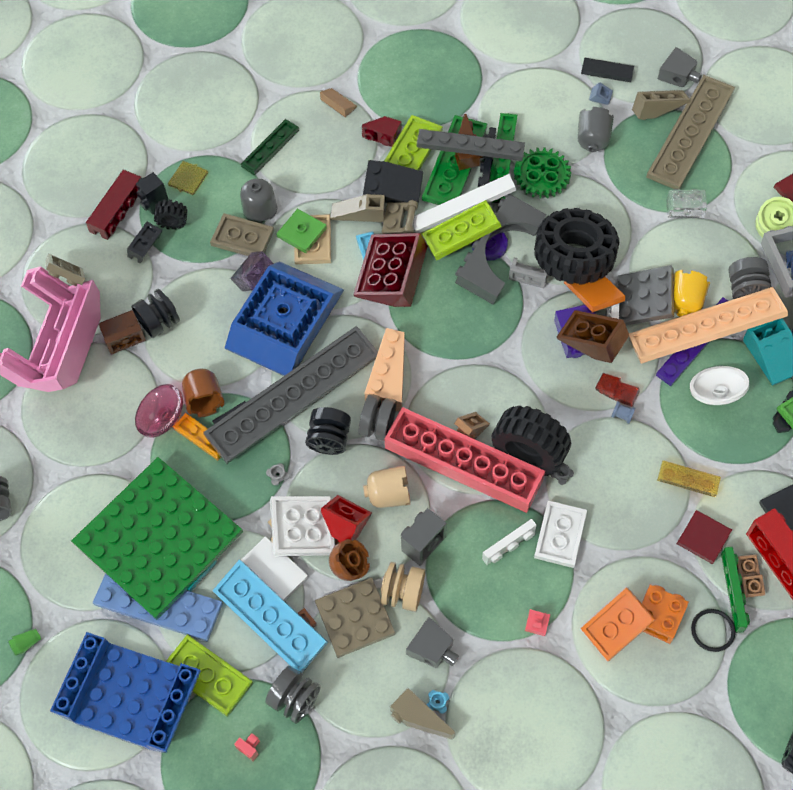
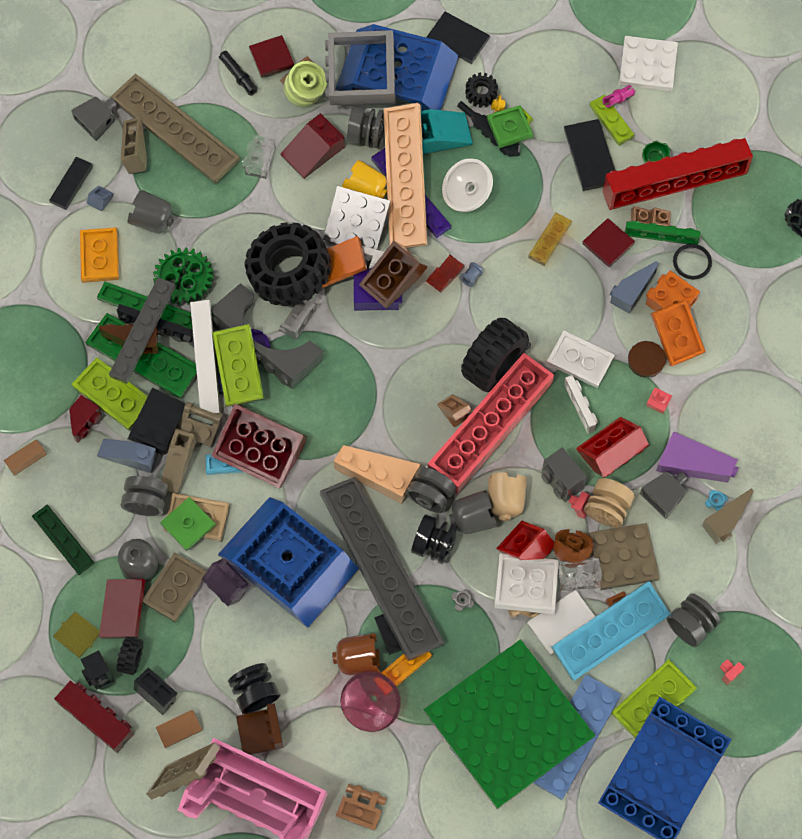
camera: 80 degrees left, 5 degrees up
(57, 426) = (360, 813): none -> medium nougat plate
(115, 270) = (178, 728): none -> medium nougat slope
(214, 201) = (122, 608): none -> dark red tile
(317, 189) = (144, 496): none -> dark grey wheel
(320, 573) = (579, 575): none -> clear brick
(357, 174) = (129, 454): none -> sand blue slope
(361, 459) = (472, 513): none -> dark grey cylinder
(400, 559) = (579, 503): none -> coral tile
(470, 583) = (613, 446): none -> red slope
(477, 665) = (696, 460): none -> medium lavender slope
(544, 107) = (99, 254): none -> light orange tile
(581, 601) = (646, 359): none -> reddish brown tile
(657, 570) = (632, 287): none -> sand blue slope
(715, 245) = (313, 146): none -> dark red slope
(766, 171) = (242, 78): none -> black pin

